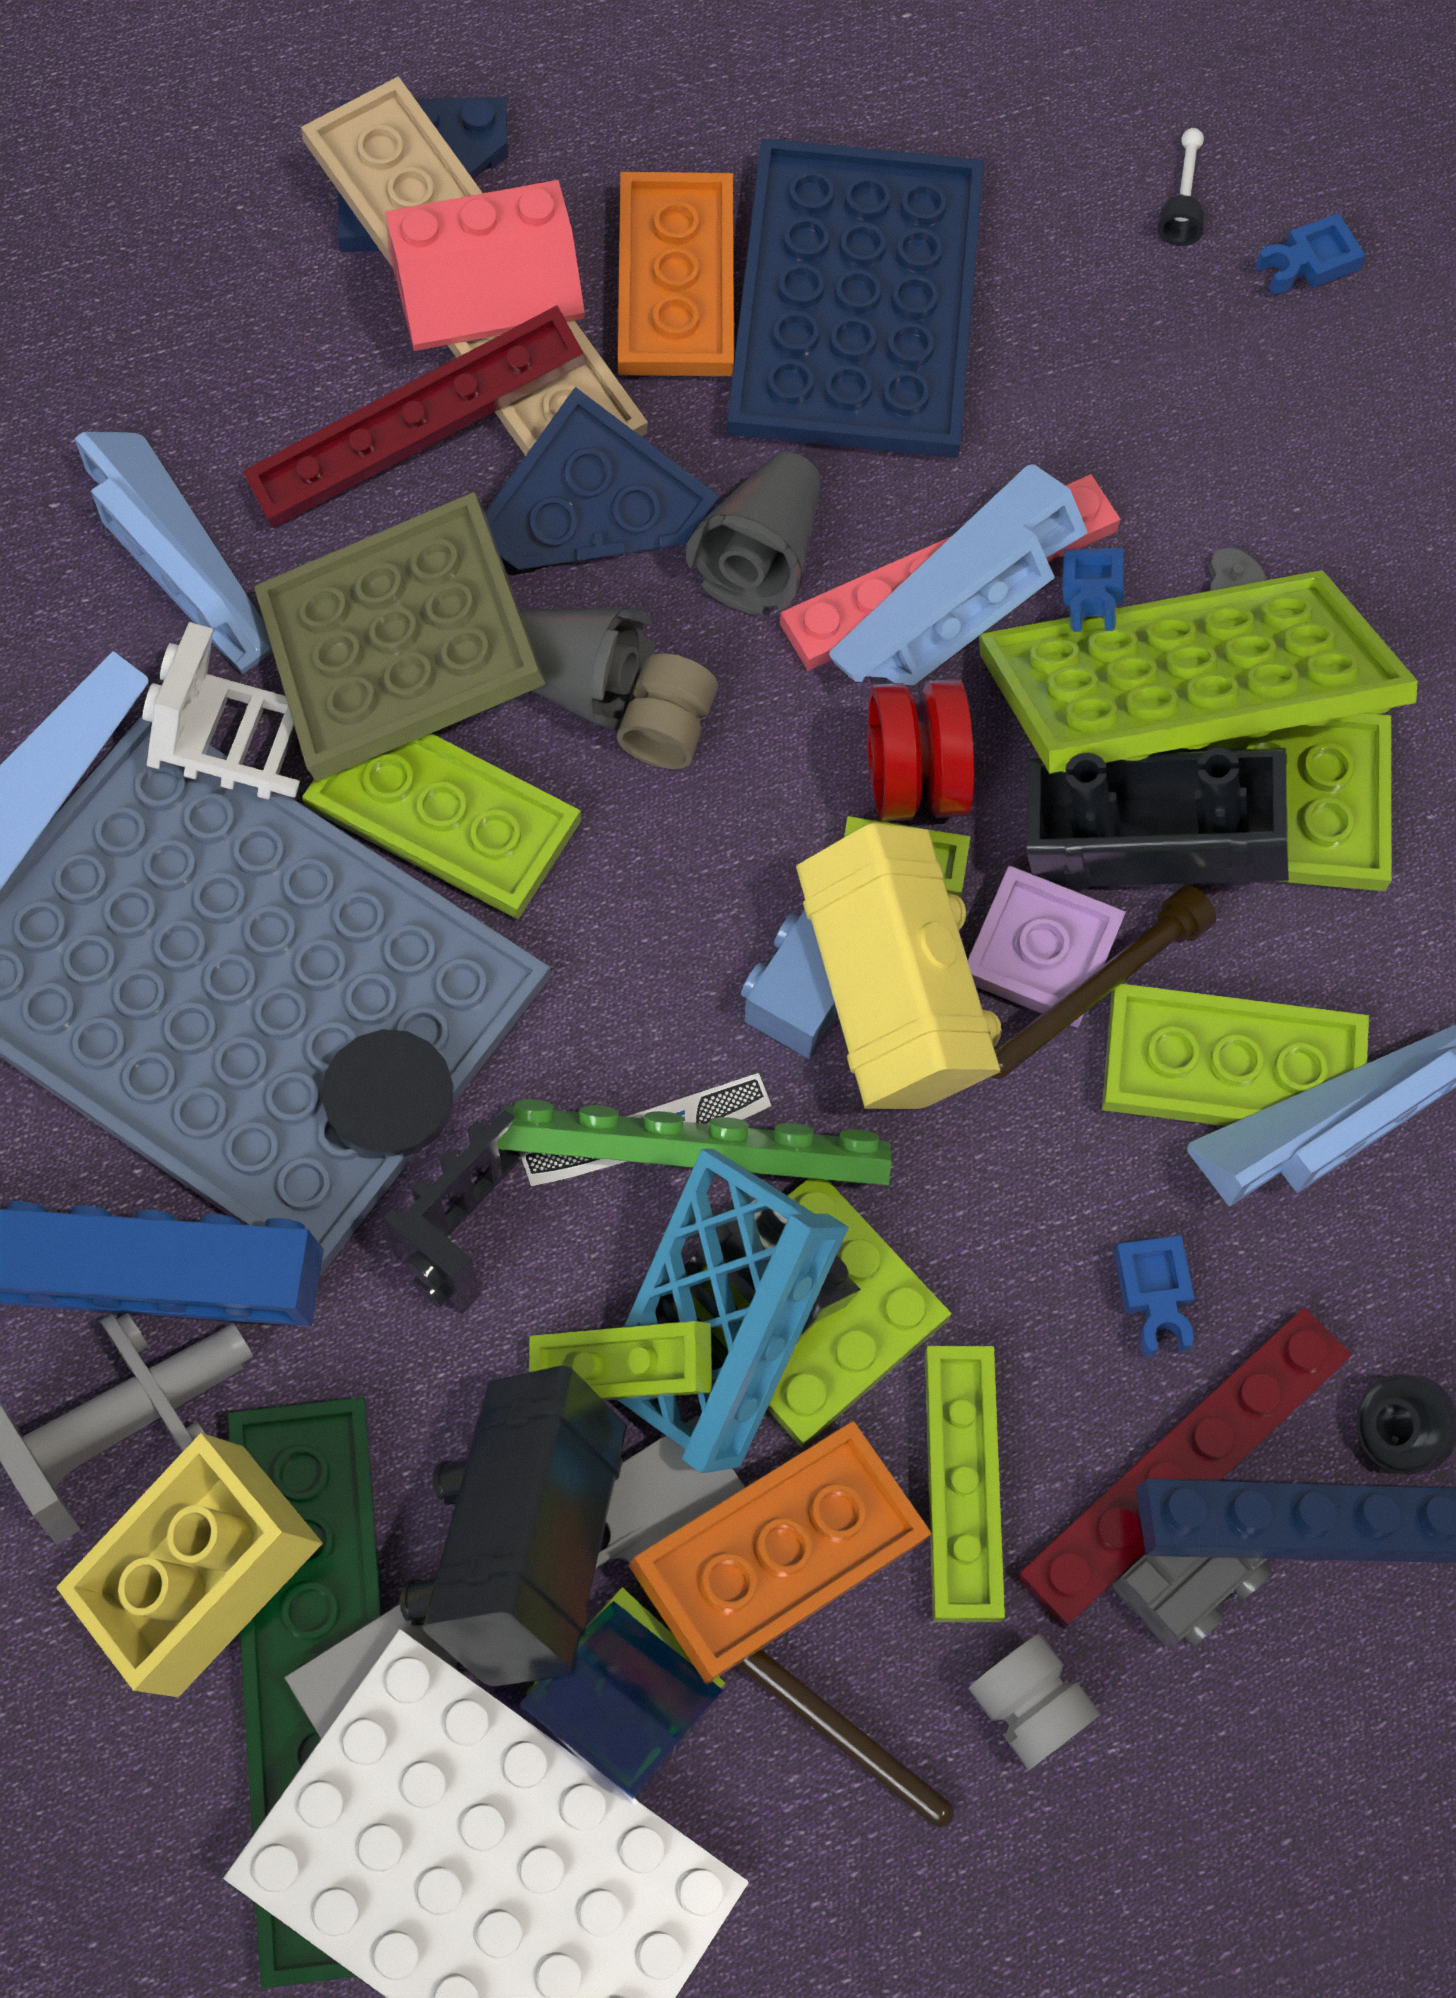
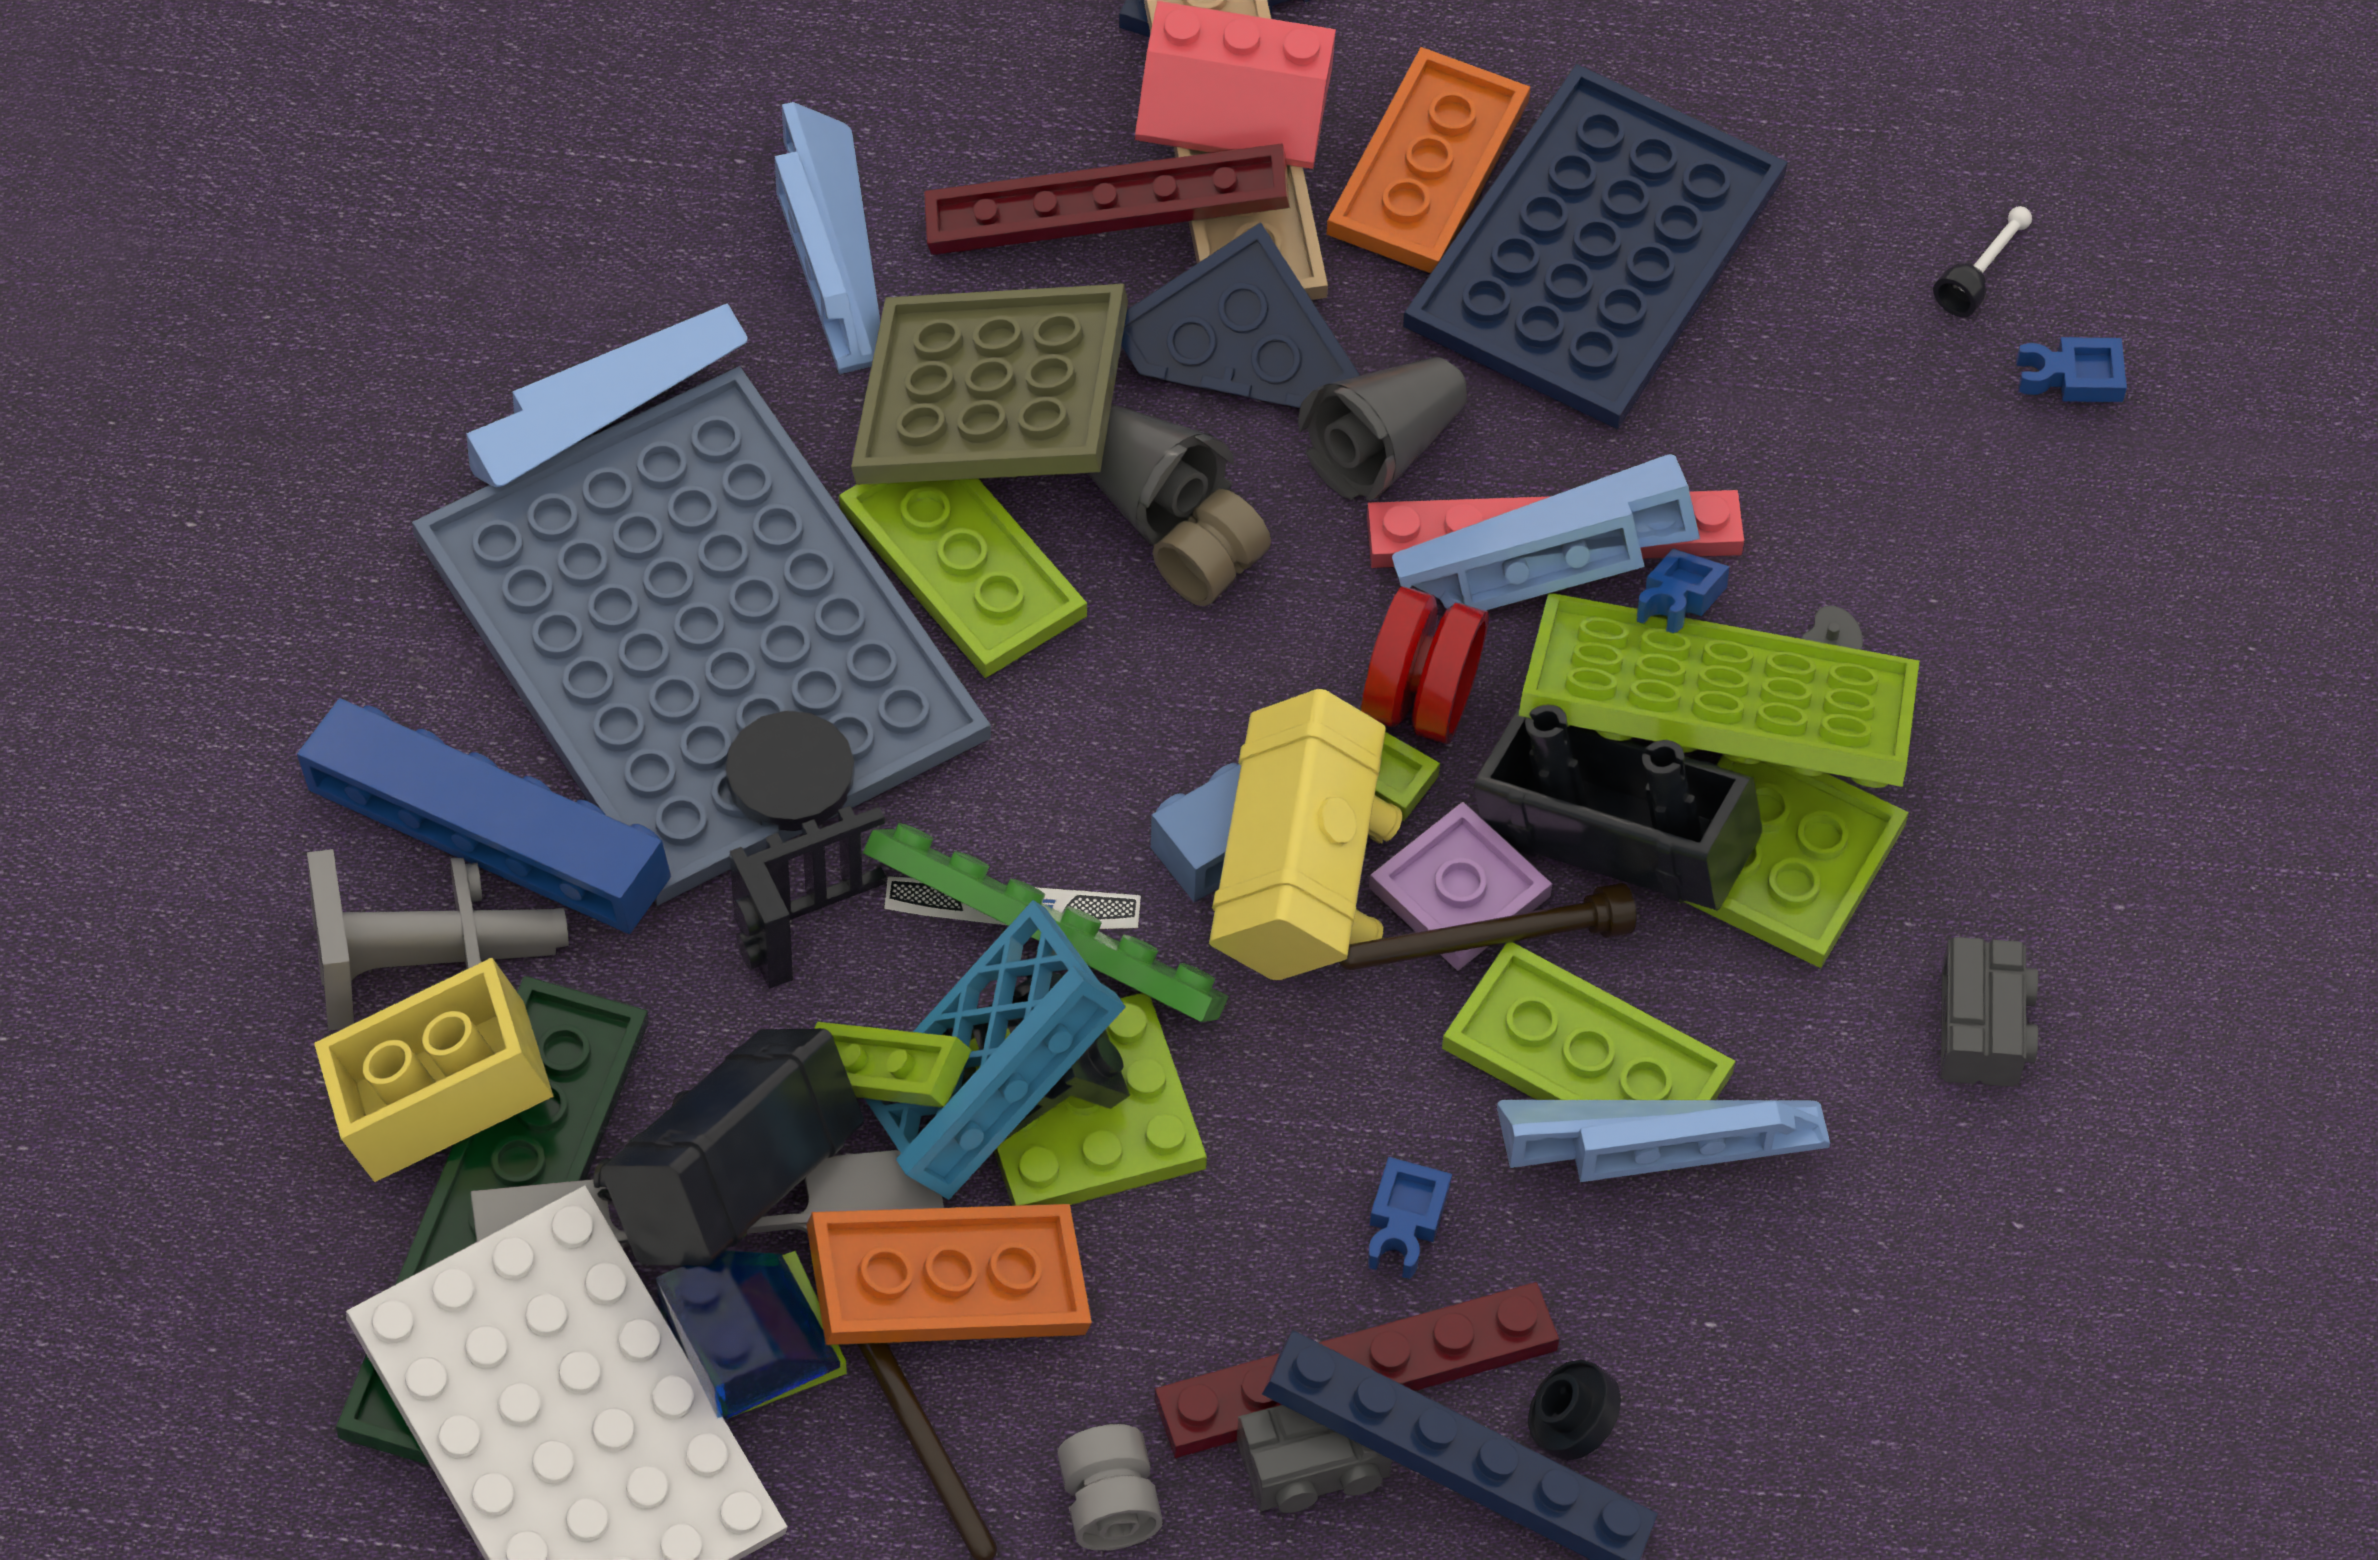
camera: 25 degrees right, 10 degrees down
(189, 709) = (771, 378): white plate -> none
(964, 1484) = (1143, 1297): lime plate -> none

